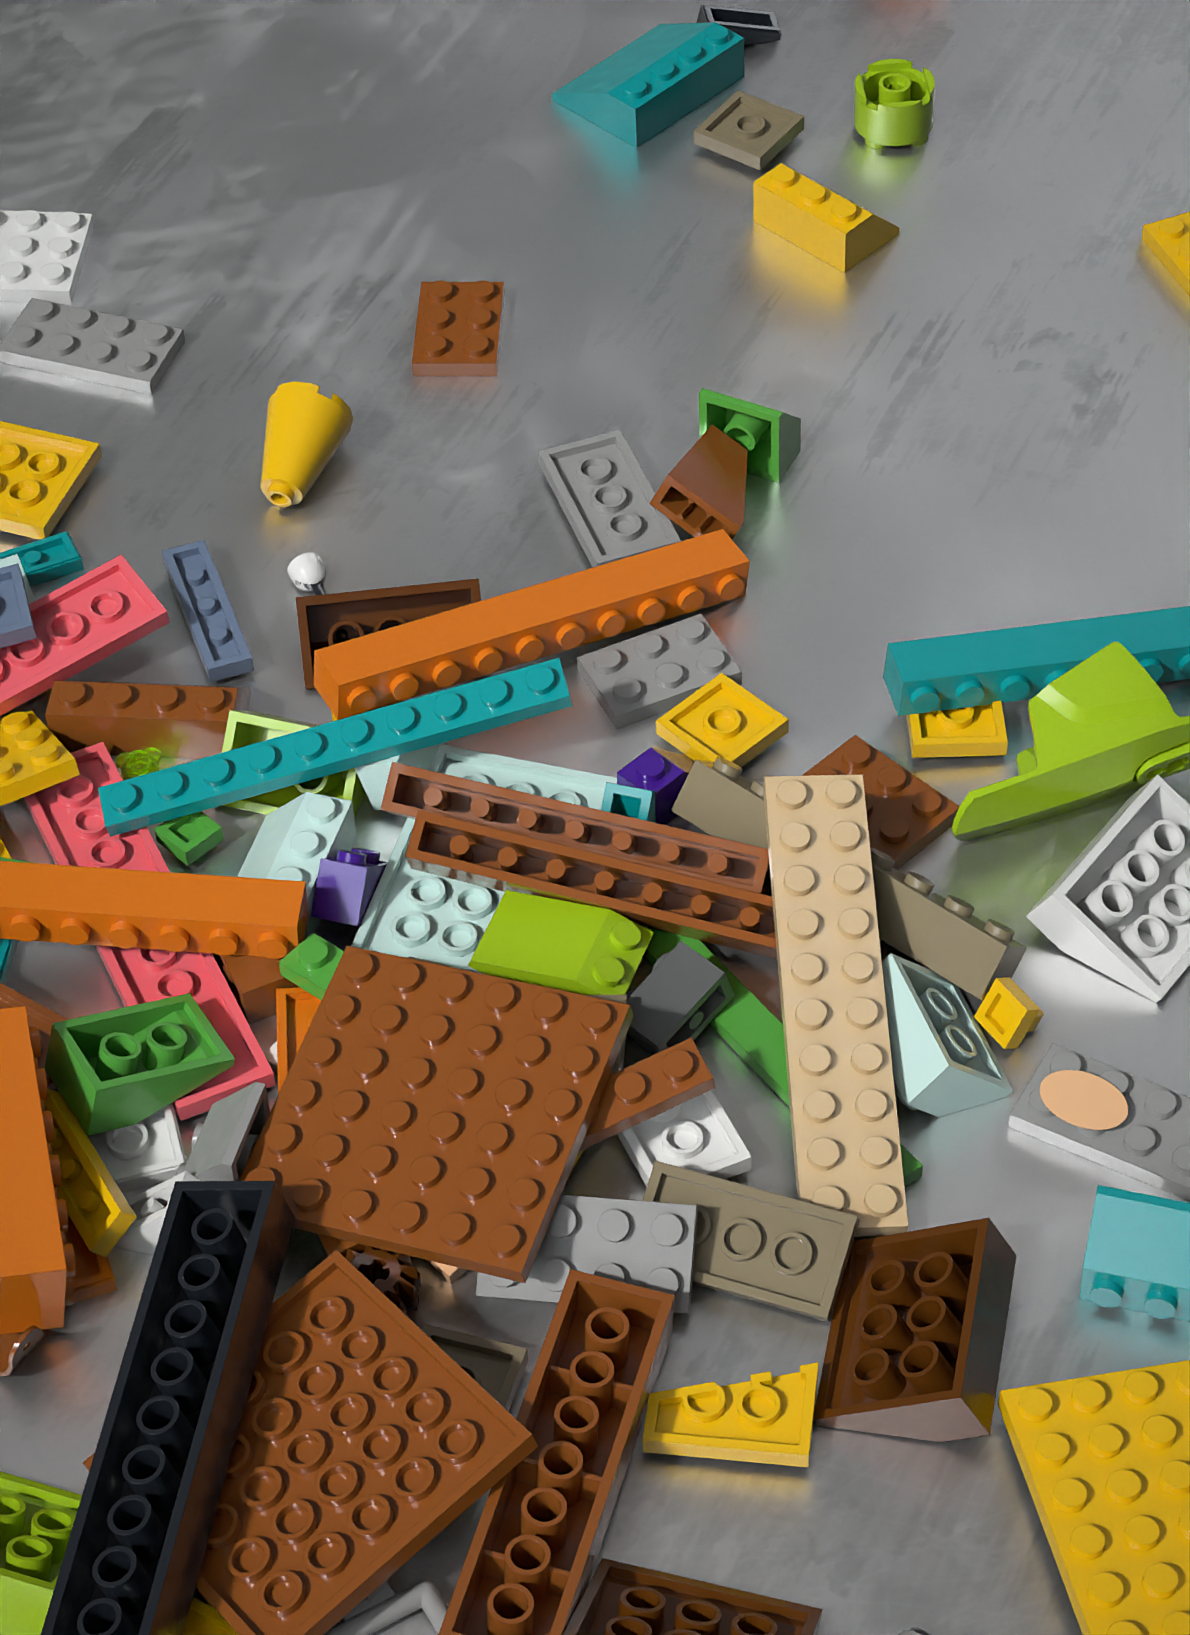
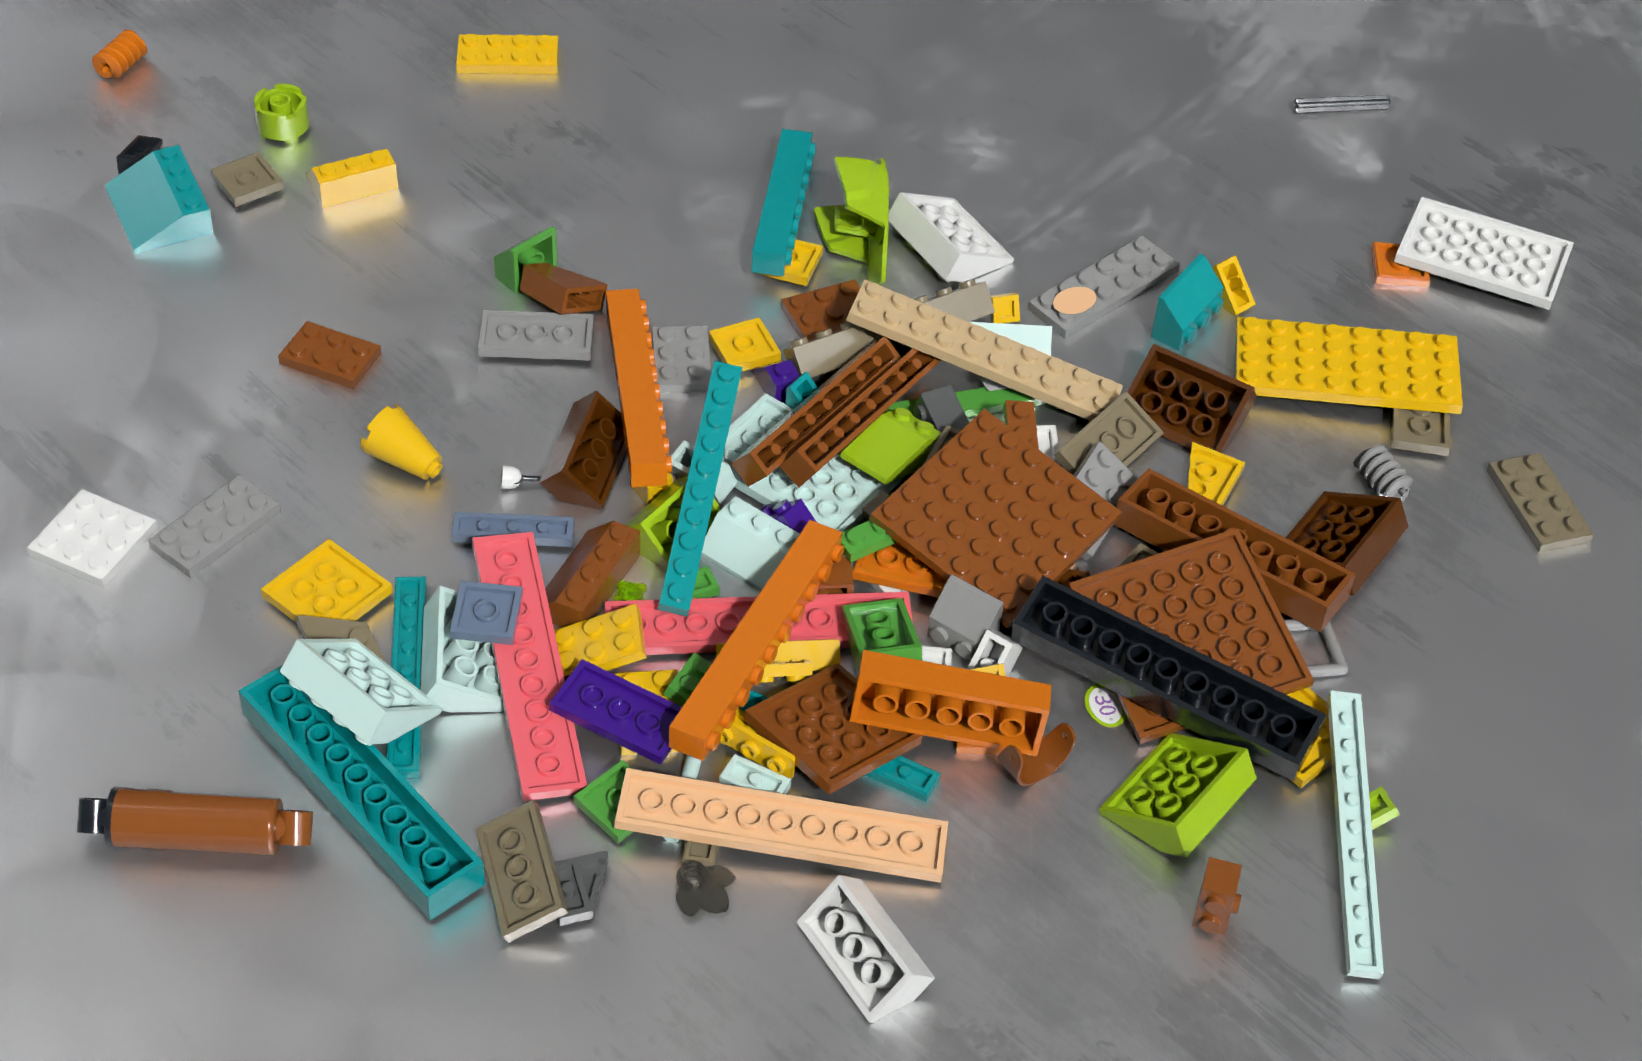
camera: 75 degrees left, 0 degrees up
(70, 977) = (800, 658): none -> yellow bracket

